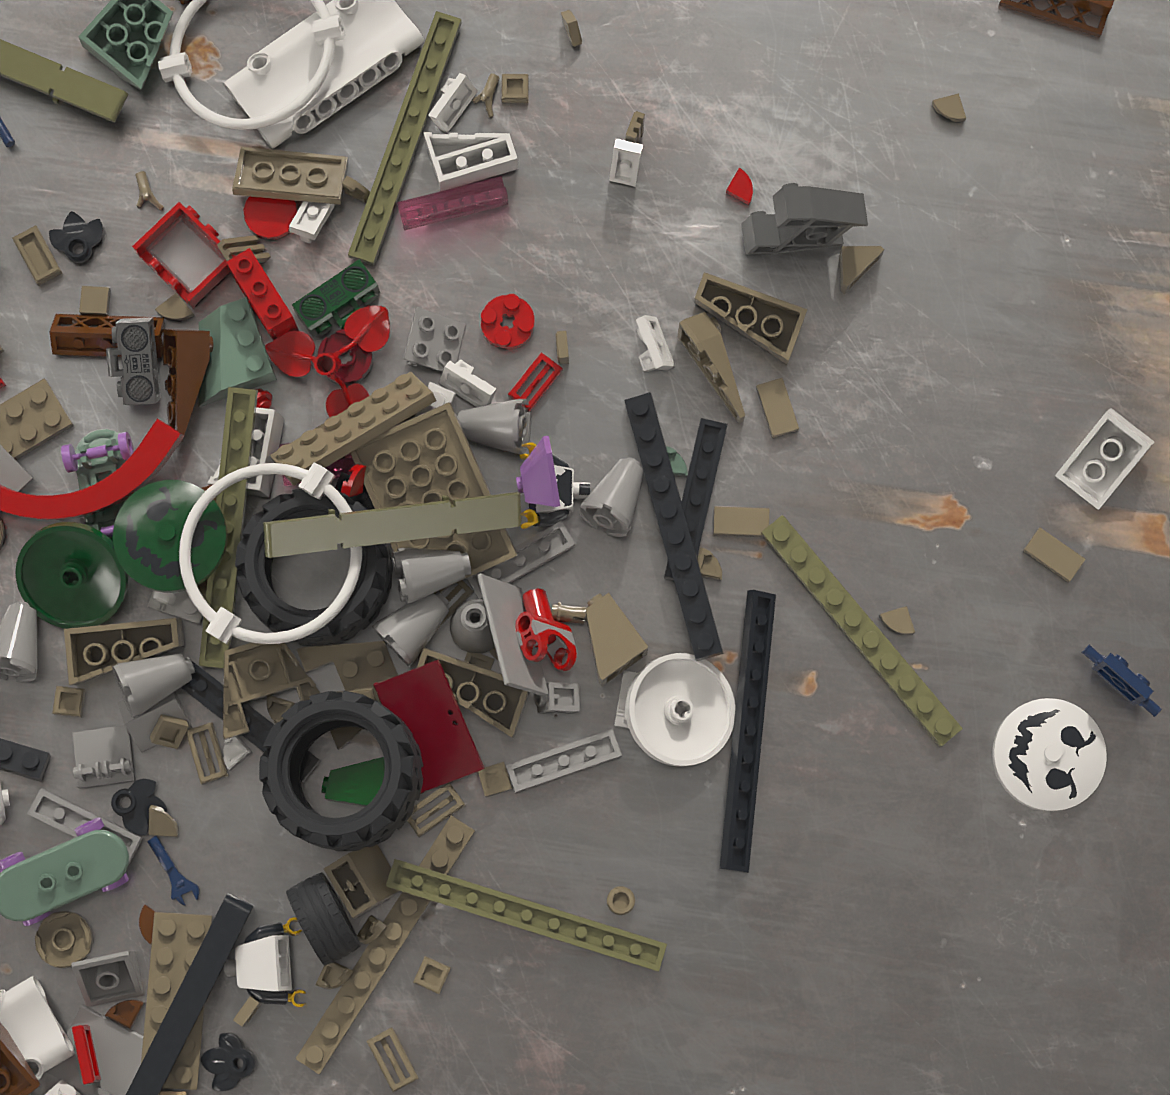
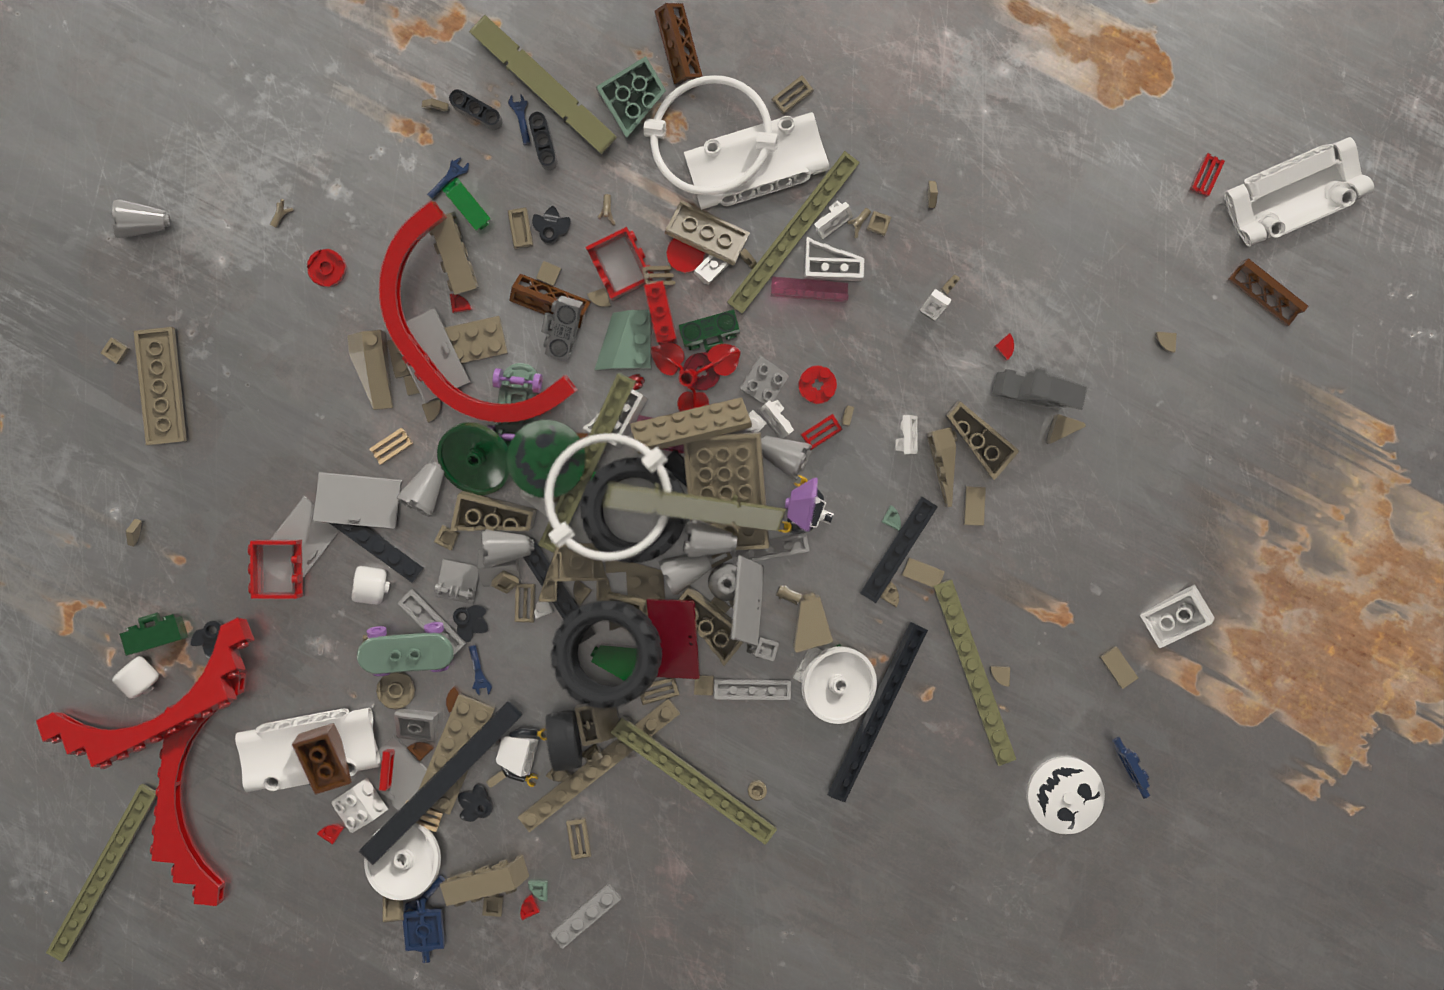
camera: 20 degrees right, 10 degrees up
(22, 124) = (539, 132): none -> black beam
(161, 823) = (481, 638): dark tan tile -> none
(187, 358) = (597, 338): reddish brown wedge -> none
(356, 481) = (680, 464): red tile -> none
(432, 975) = (621, 794): dark tan tile -> none
(540, 630) = (767, 602): red connector -> none
(614, 498) = (846, 530): light grey cone -> none
(674, 527) = (878, 562): black plate -> none

